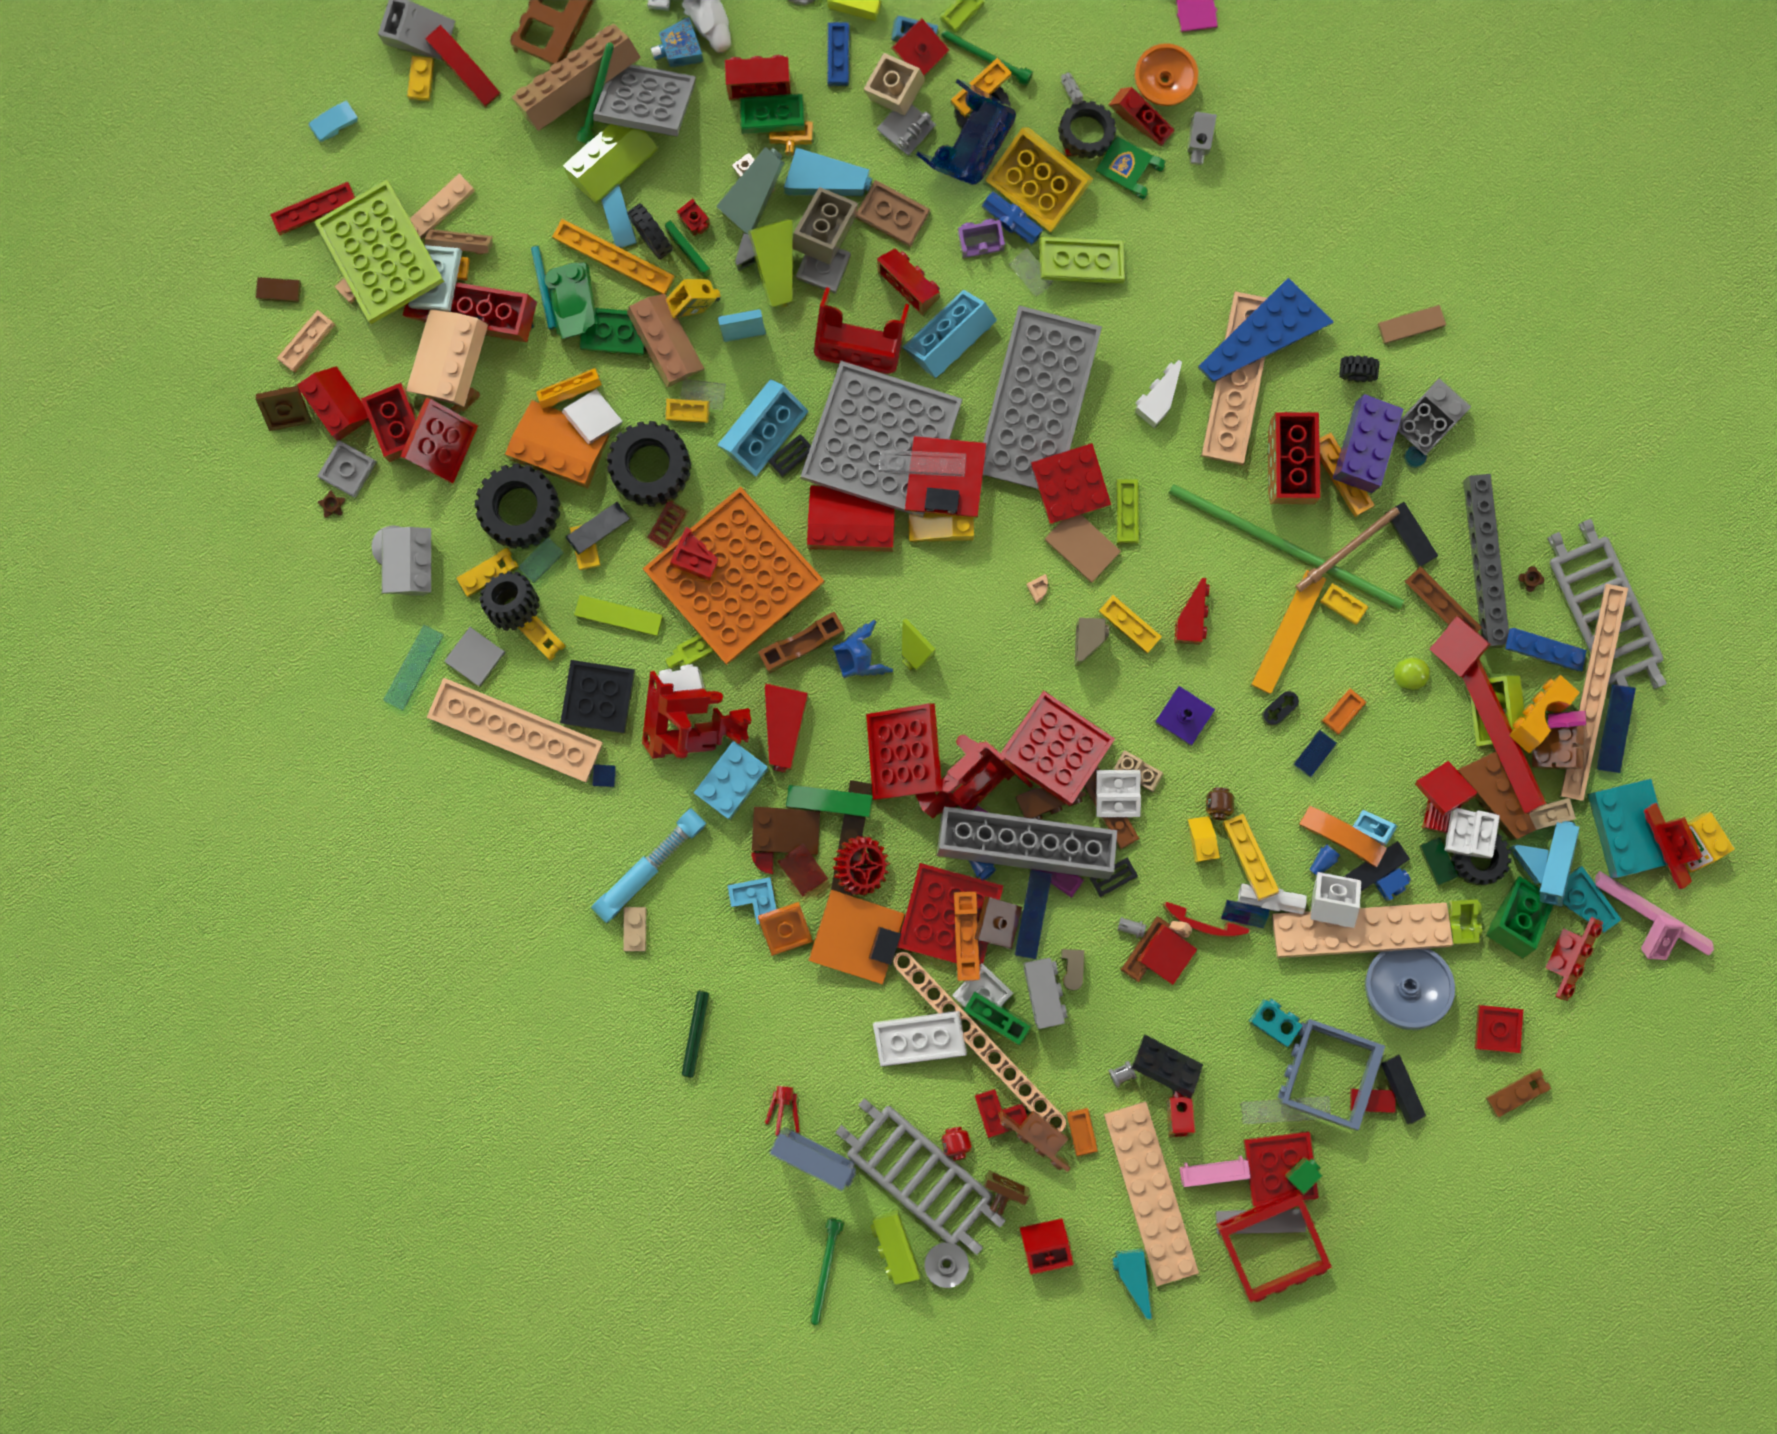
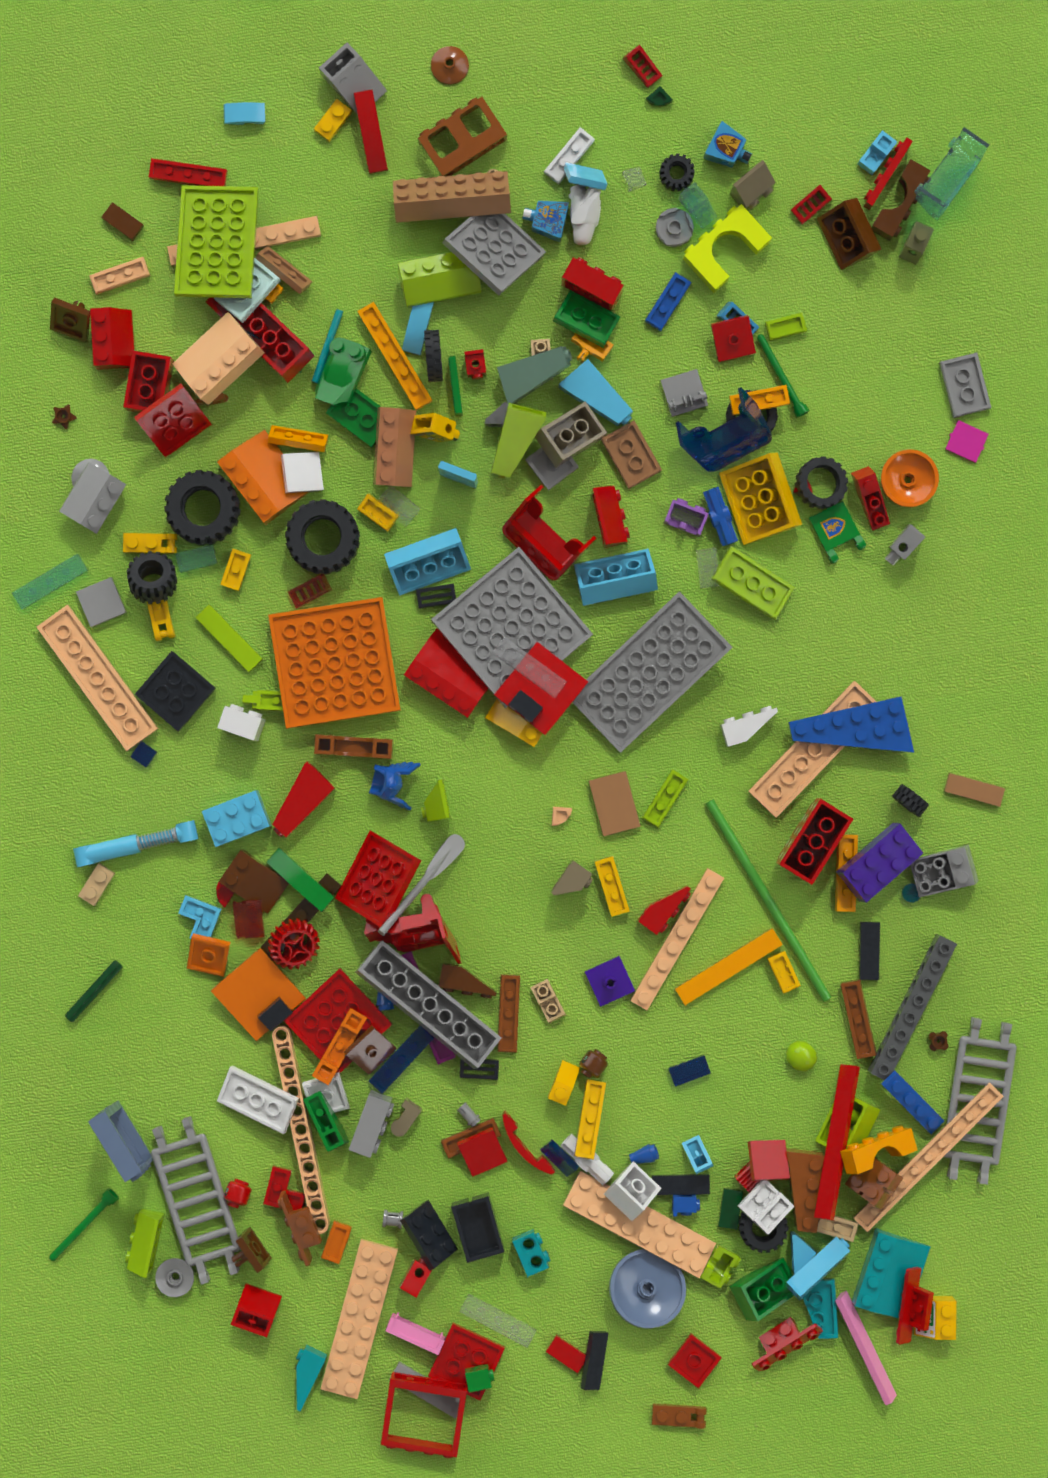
camera: 25 degrees right, 5 degrees up
(347, 469) = (91, 395): light grey tile -> none
(586, 134) = (432, 245): green piece -> none
(597, 528) = (253, 562): black tile -> none
(671, 705) = (220, 736): red container -> none
(693, 556) = (312, 631): red wing -> none
(783, 1096) = (130, 1078): red plant -> none
(894, 84) = (694, 355): tan brick -> none
(952, 698) = (443, 858): none -> light grey piece
(1057, 748) = (496, 947): plate -> none
(1070, 483) = (634, 751): red plate -> none
(1072, 88) = (830, 443): light grey axle -> none
(1118, 793) = (521, 1009): white slope -> none
(1181, 928) = (504, 1139): light nougat tile -> none
(1210, 1029) = (477, 1227): none -> black piece
(1223, 636) = (677, 939): none -> light nougat plate
(1283, 711) = (686, 1024): black beam -> none
(1316, 574) = (775, 937): medium nougat bar -> none
(1343, 835) = (670, 1145): orange slope -> none
(1344, 711) = (731, 1052): orange tile -> none
(1365, 1086) = (568, 1340): sand blue window -> none
(1460, 646) = (849, 1060): tile -> none
(1566, 719) = (892, 1166): dark pink piece -> none
(1616, 728) = (927, 1193): clear blue tile -> none
(1661, 938) = (858, 1370): bright pink slope -> none

